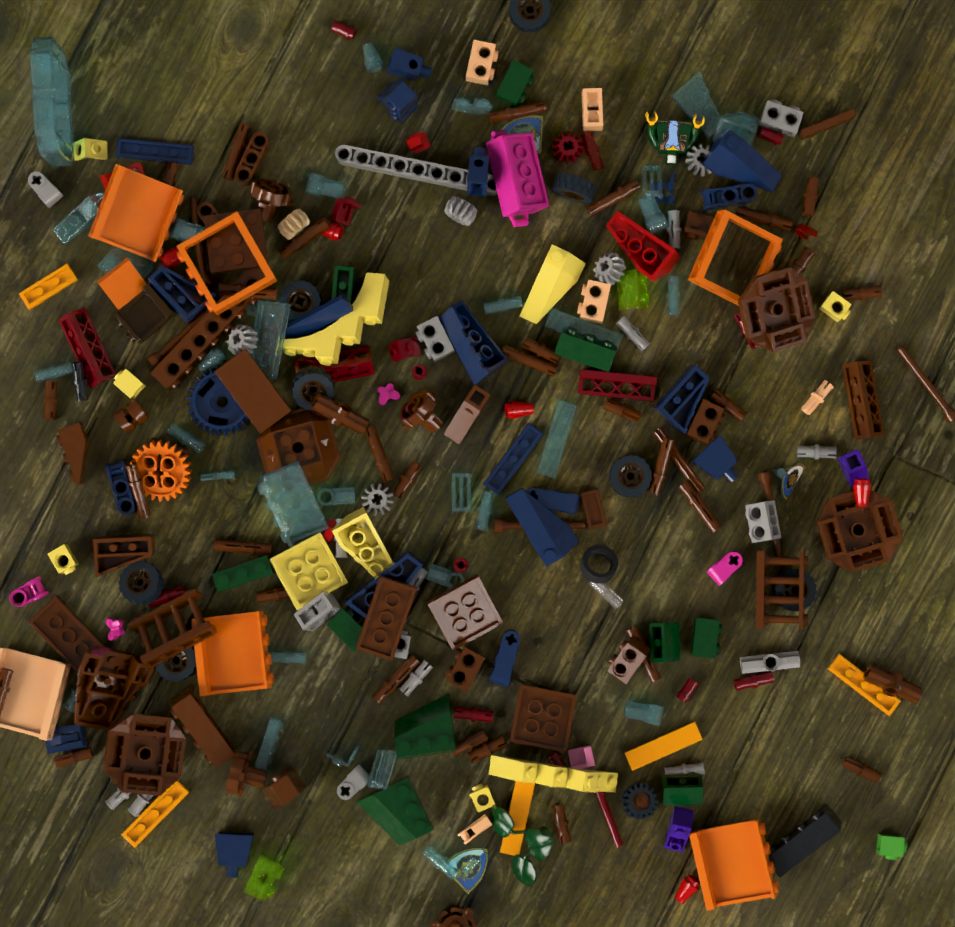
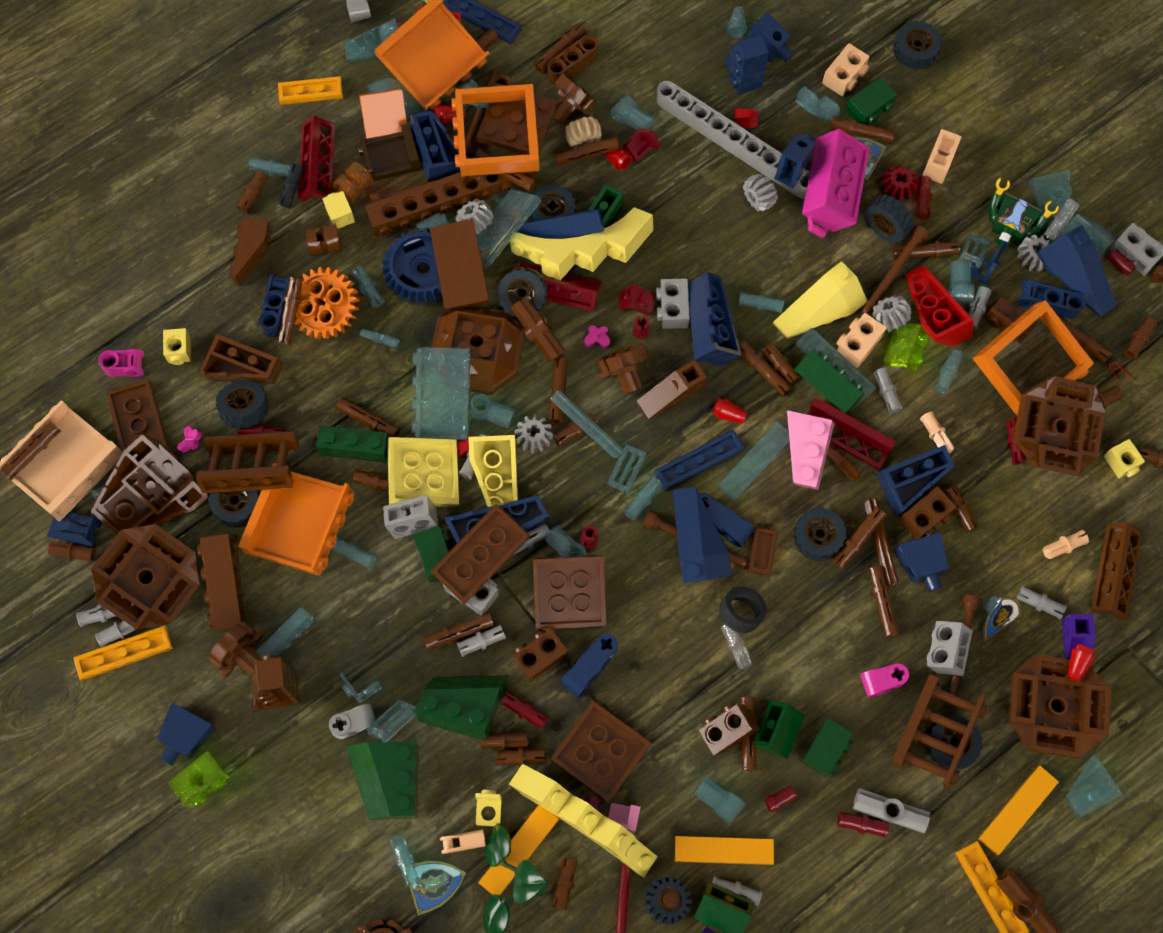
camera: 25 degrees right, 15 degrees down
(130, 348) = (354, 180): none -> clear orange wheel
(415, 474) = (586, 424): none -> clear light blue axle
(593, 414) = (808, 447): none -> bright pink wedge
(602, 193) = (918, 235): none -> reddish brown piece
(685, 351) = (936, 432): none -> light nougat axle
(710, 126) = (1061, 219): none -> clear axle
(860, 617) = (1018, 810): none -> light orange tile
(906, 577) = (1092, 789): none -> clear light blue wing

